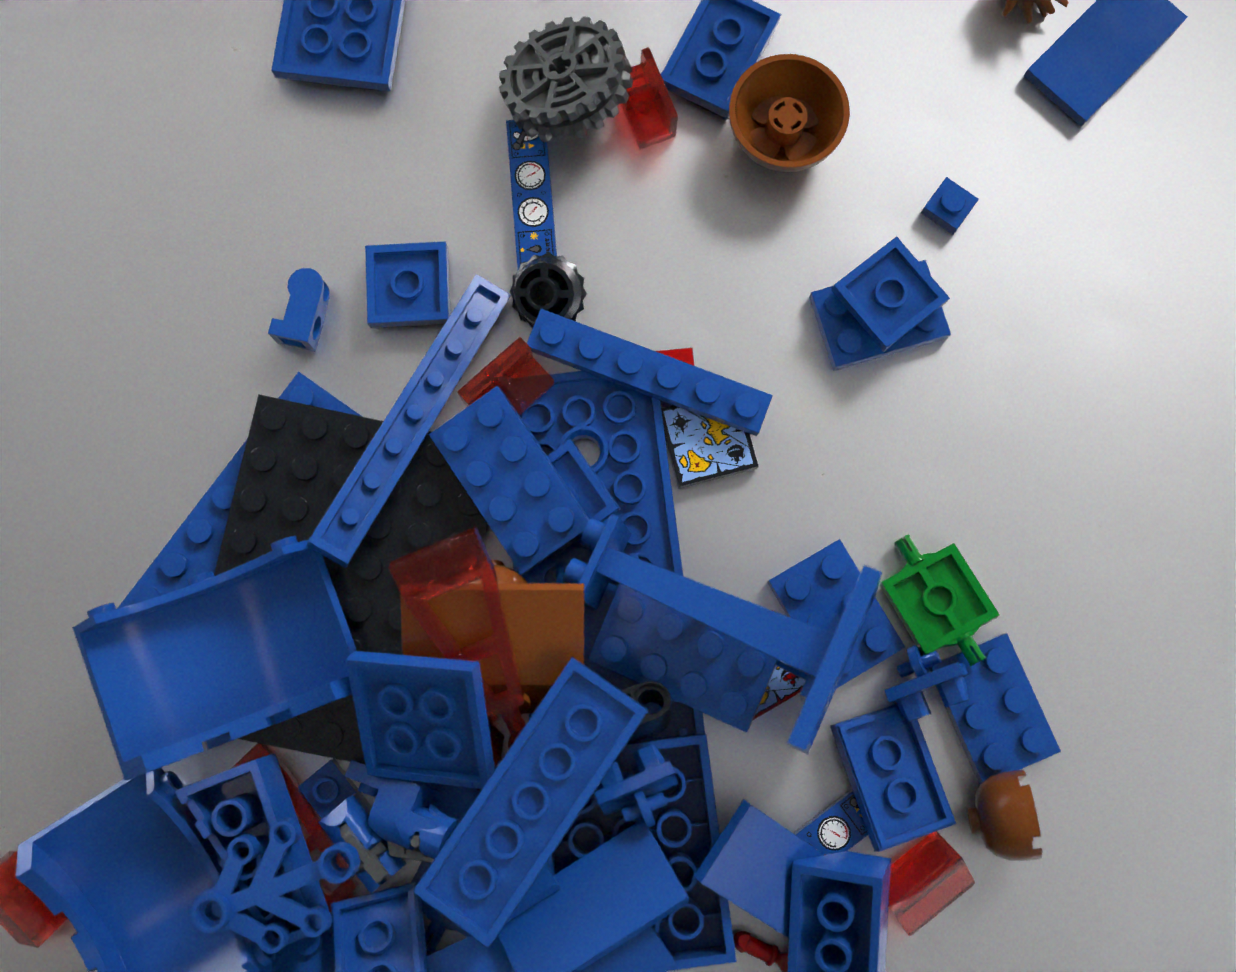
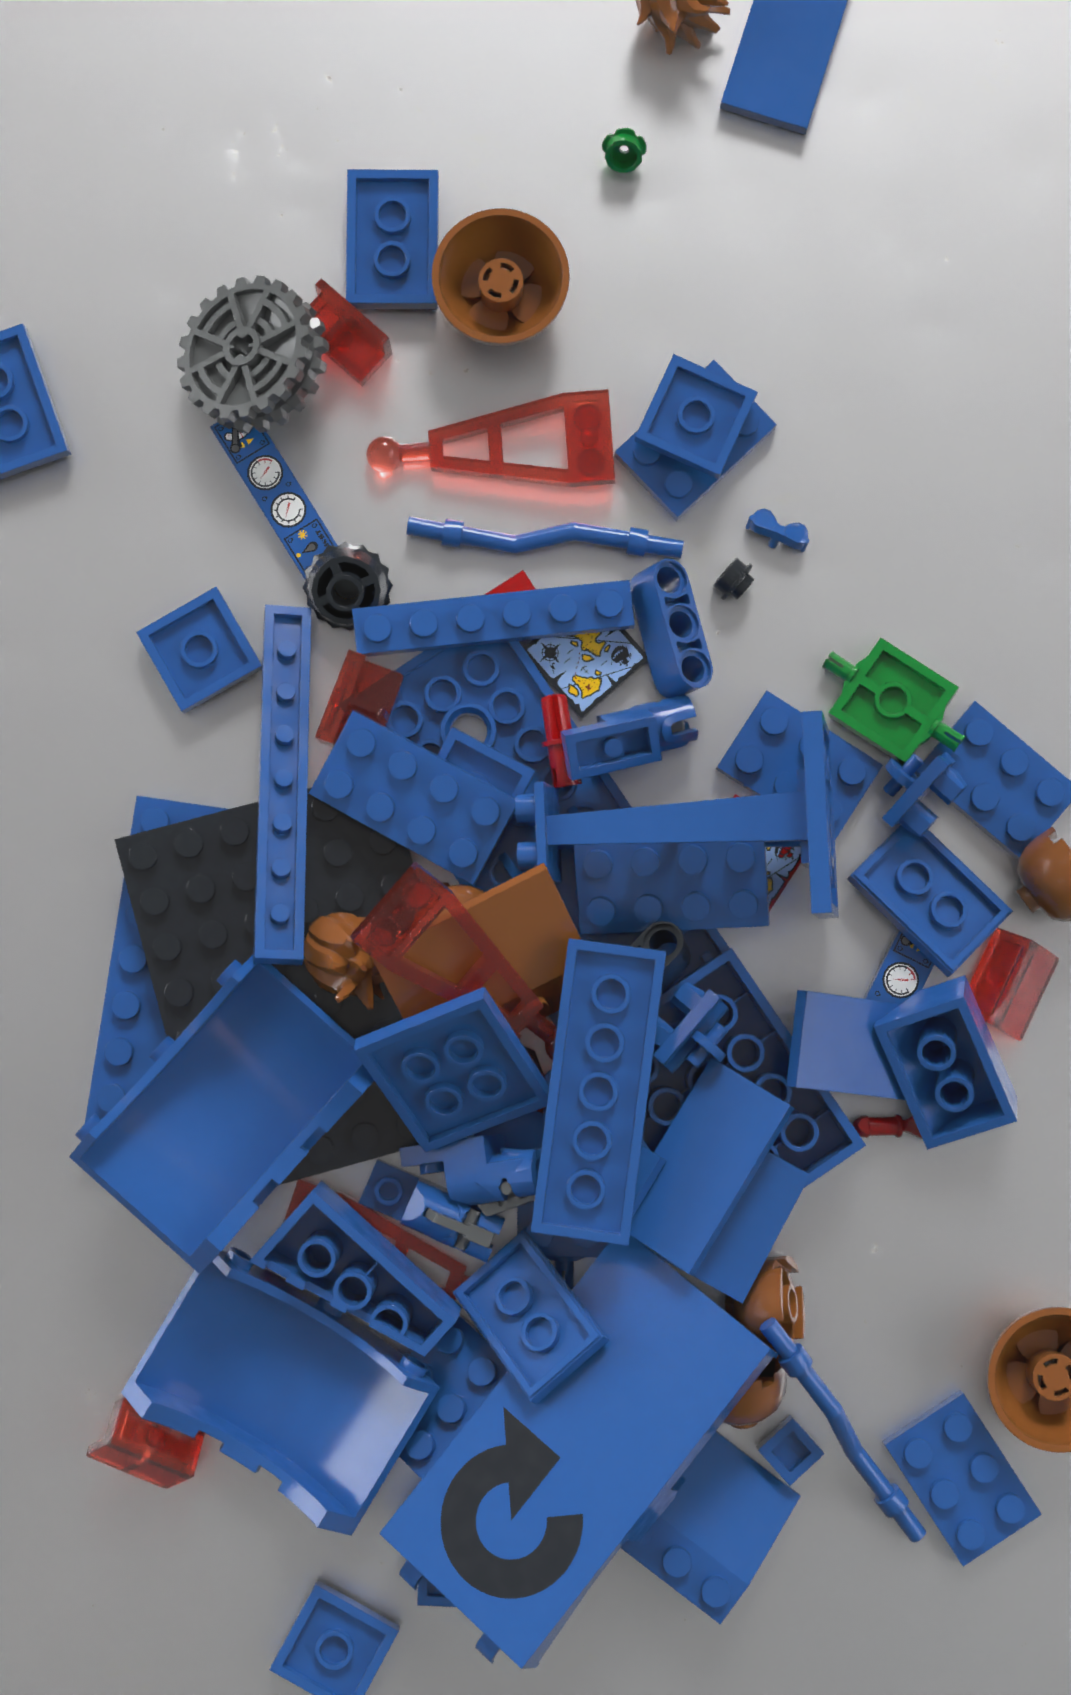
camera: 25 degrees left, 5 degrees up
(267, 890) = (391, 1304): blue plant -> none
(304, 311) = (109, 730): blue leg -> none
(374, 582) = (338, 962): none -> dark orange hair
(652, 495) = (556, 719): none -> red axle
(653, 294) = (454, 533): none -> blue bar
(708, 519) = (628, 737): none -> blue plate
(786, 451) = (671, 629): none -> blue beam
(793, 272) = (586, 440): none -> clear red plate
(857, 438) = (734, 579): none -> black plate
(904, 407) = (793, 535): none -> blue piece
(930, 78) = (621, 160): none -> green plate
(949, 205) = (711, 288): blue plate -> none

